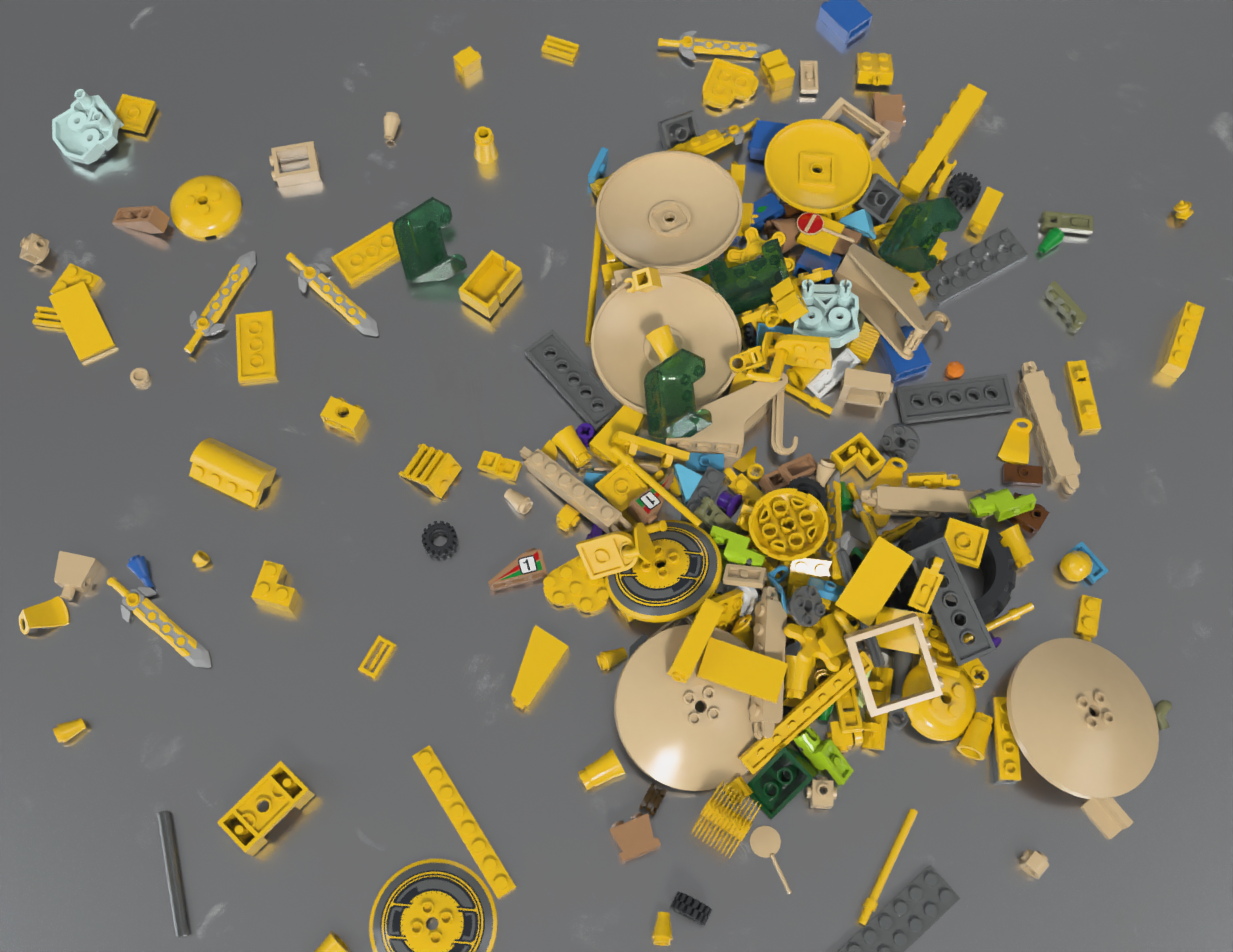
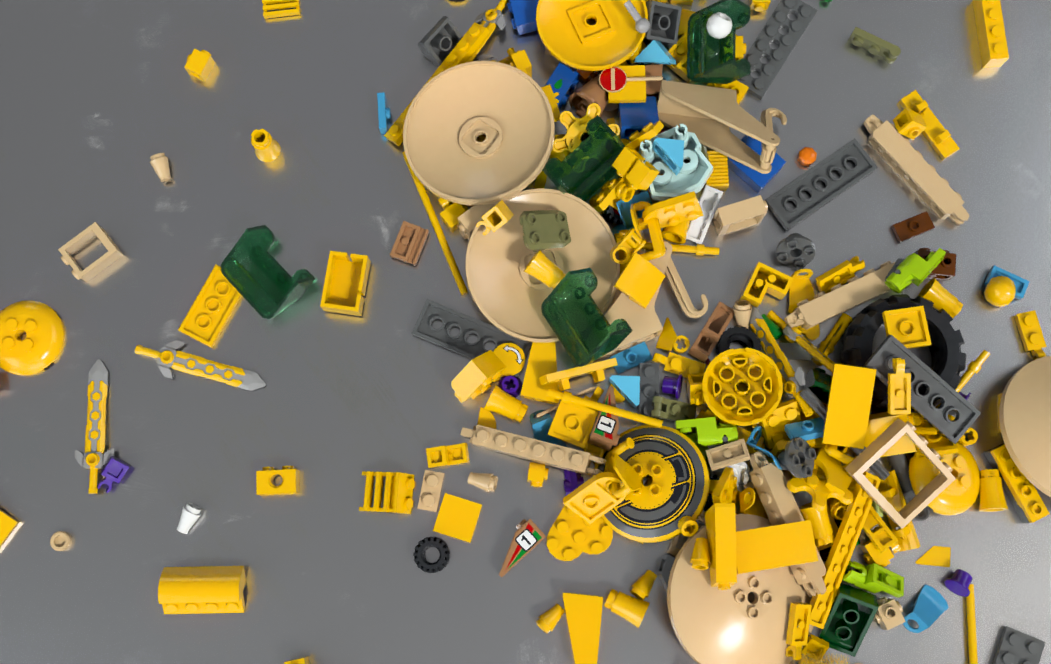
camera: 25 degrees left, 10 degrees up
(214, 342) = (113, 471): none -> dark purple plate
(253, 408) = (189, 515): none -> white cone
(256, 346) = (155, 454): yellow tile -> none
(468, 488) = (431, 491): none -> tan plate
(479, 521) = (457, 517): none -> yellow tile
(512, 644) = (550, 618): none -> yellow cone
(559, 408) = (477, 376): none -> yellow hinge
(563, 279) = (409, 243): none -> medium nougat plate
(586, 668) = (627, 606): none -> yellow plant
(595, 410) = (512, 357): none -> yellow sticker
(672, 642) = (700, 556): none -> yellow cone
(679, 621) = (682, 526): none -> yellow bush
(682, 310) = (545, 229): none -> olive shield
(729, 758) = (797, 629): none -> yellow plate
(743, 392) = (639, 280): none -> yellow slope
(826, 299) = (671, 152): none -> medium azure slope
(858, 189) = (642, 24): none -> light grey bar
(860, 810) = (927, 609): none -> dark azure piece
(895, 771) = (936, 557): none -> yellow sticker
(903, 802) = (959, 583): none -> dark purple piece
(927, 221) = (719, 25): none -> white piece
(1016, 443) = (894, 202): yellow piece -> none
(1063, 383) = (909, 123): none -> yellow brick

